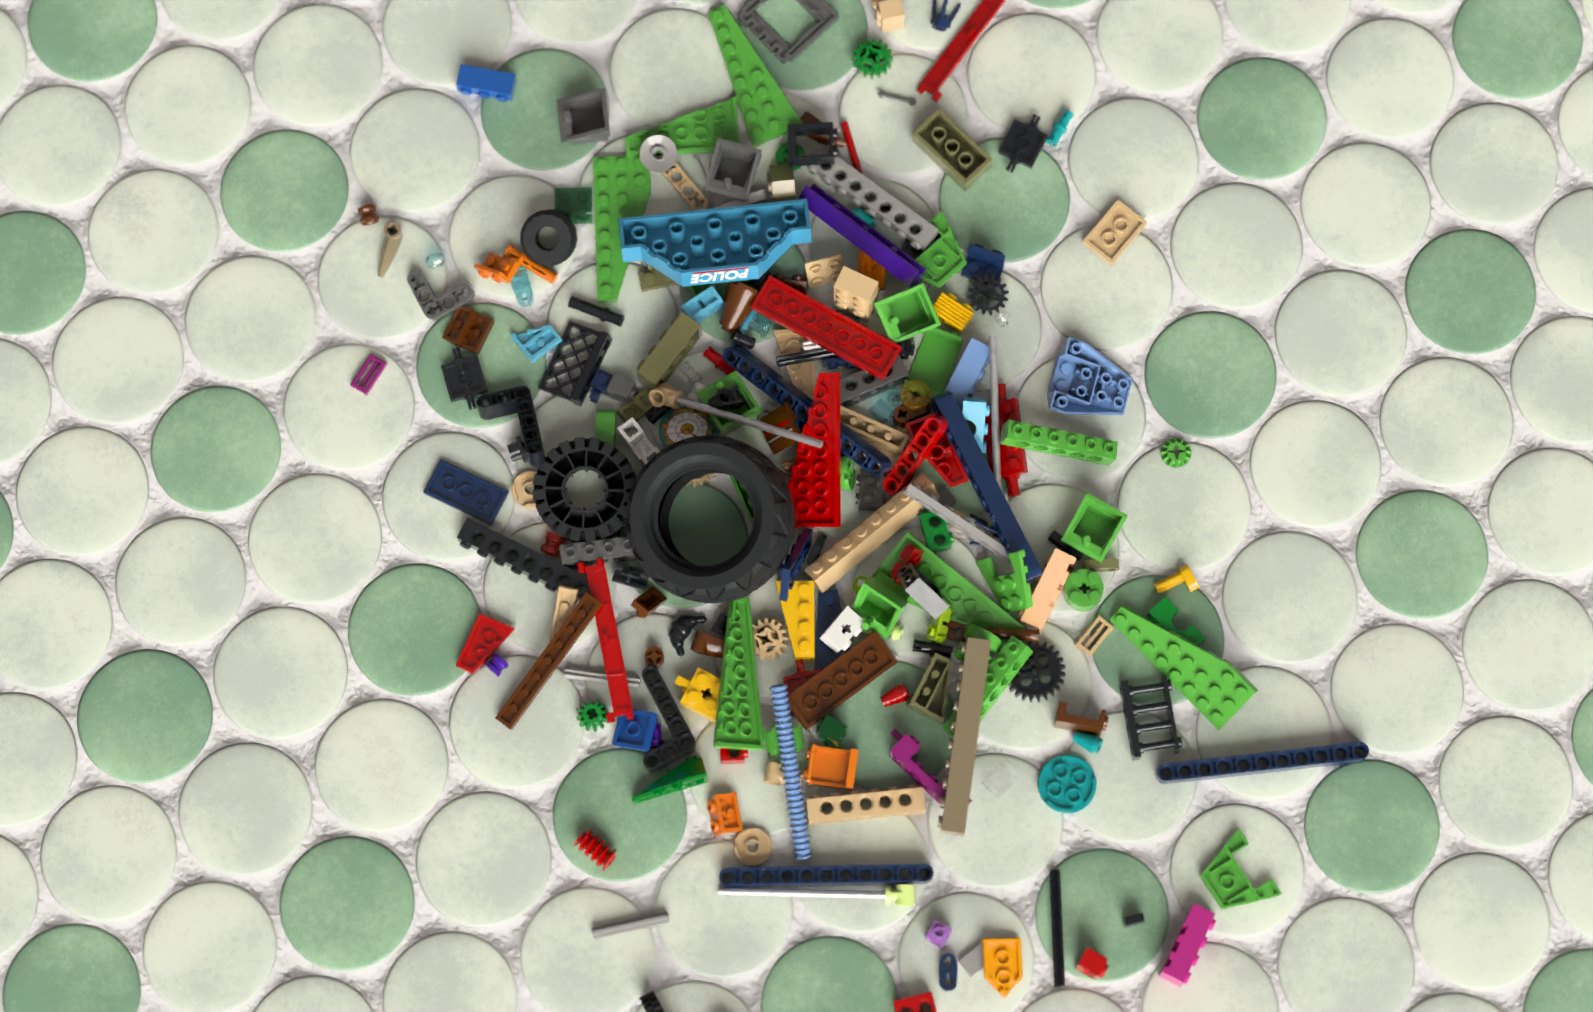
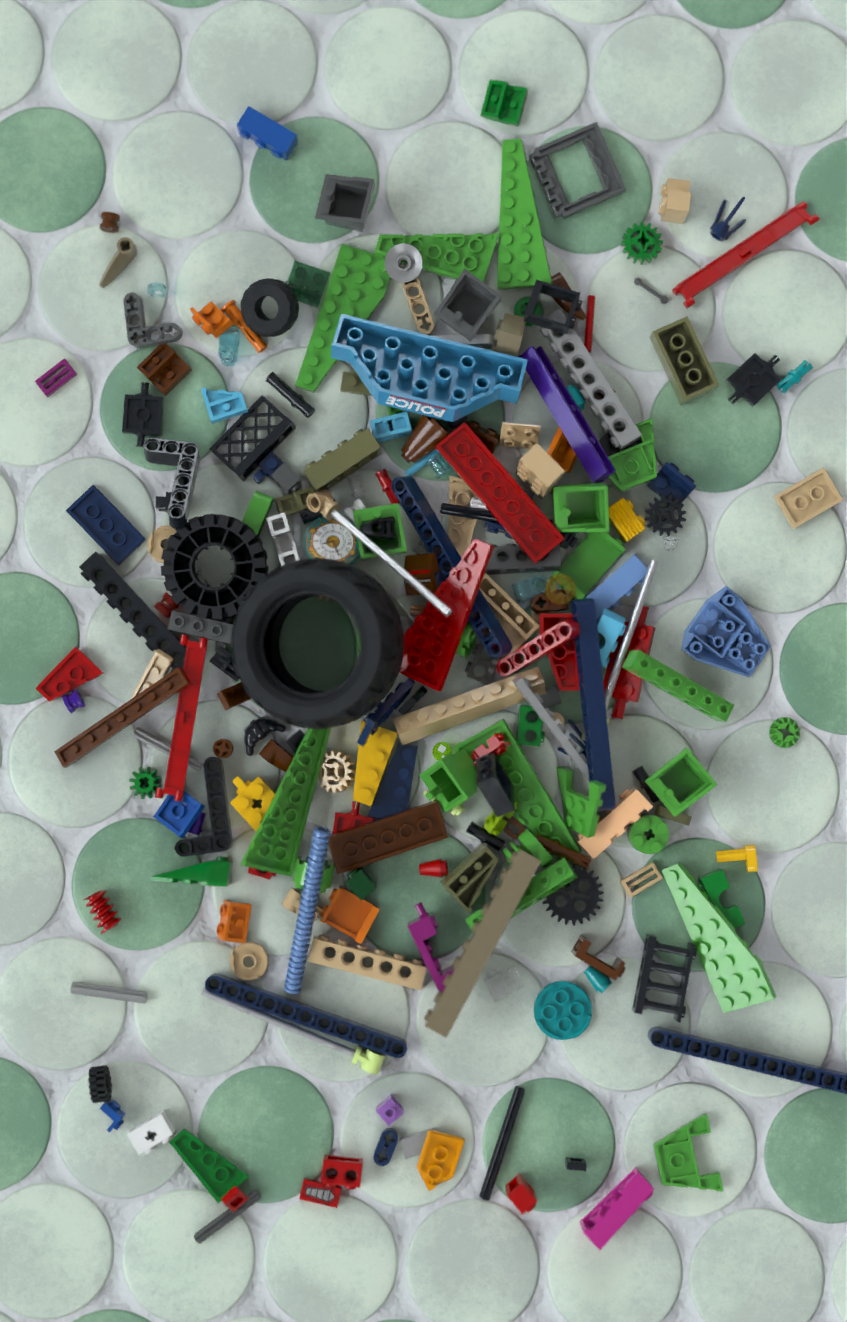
camera: 15 degrees right, 10 degrees up
(738, 337) = (417, 473): black pin -> none
(850, 622) = (396, 790): white brick -> none

